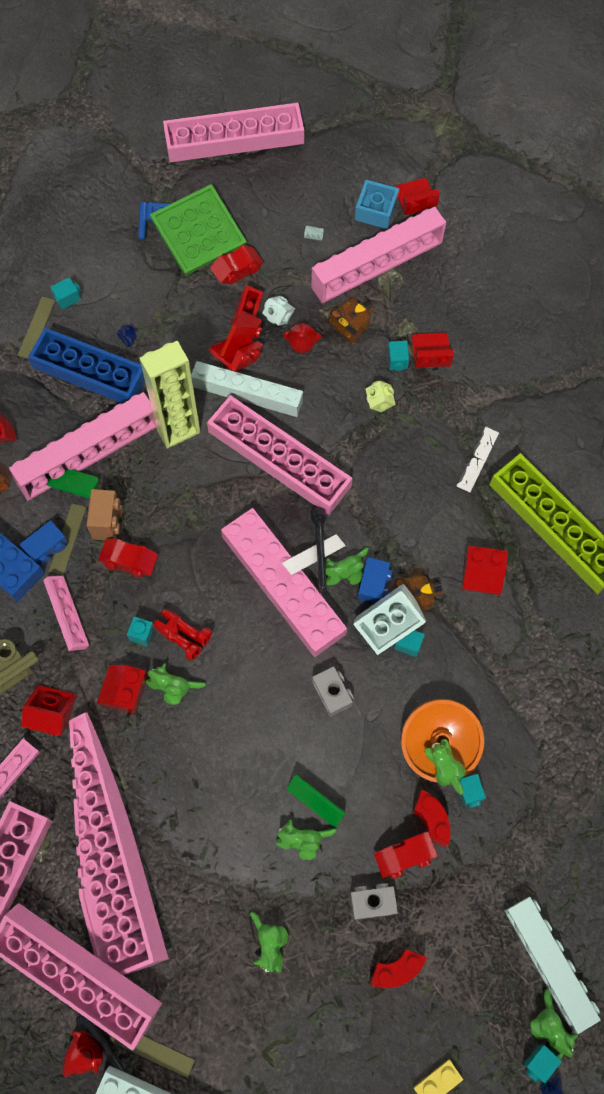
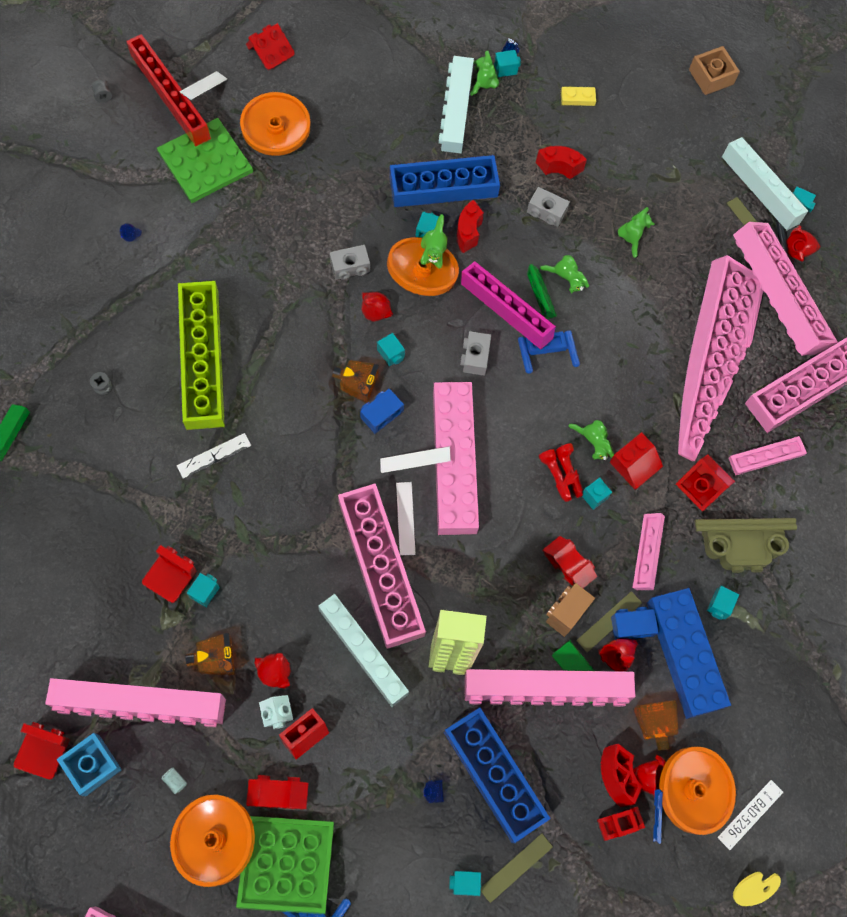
camera: 150 degrees left, 0 degrees up
(43, 512) = (619, 654): none -> red hat
(241, 334) = (333, 701): red slope -> none
(243, 356) = (350, 690): red bracket -> none
(258, 212) = (212, 840): none -> orange dish
(275, 747) = (560, 342): none -> blue plate
(288, 511) = (405, 518): none -> white sticker
(318, 517) = (387, 490): black piece -> none
(336, 752) = (508, 305): none -> dark pink brick
(348, 568) = (393, 433): bright green animal -> none
(380, 396) = (251, 559): yellowish green brick -> none
(390, 619) = (396, 367): light aqua slope -> none
(407, 854) = (506, 215): red brick -> none
(454, 673) = (376, 306): none -> red hat
(484, 570) = (288, 362): red slope -> none
(492, 852) = (444, 181): none -> blue brick
(518, 691) = (356, 255): none -> light grey brick

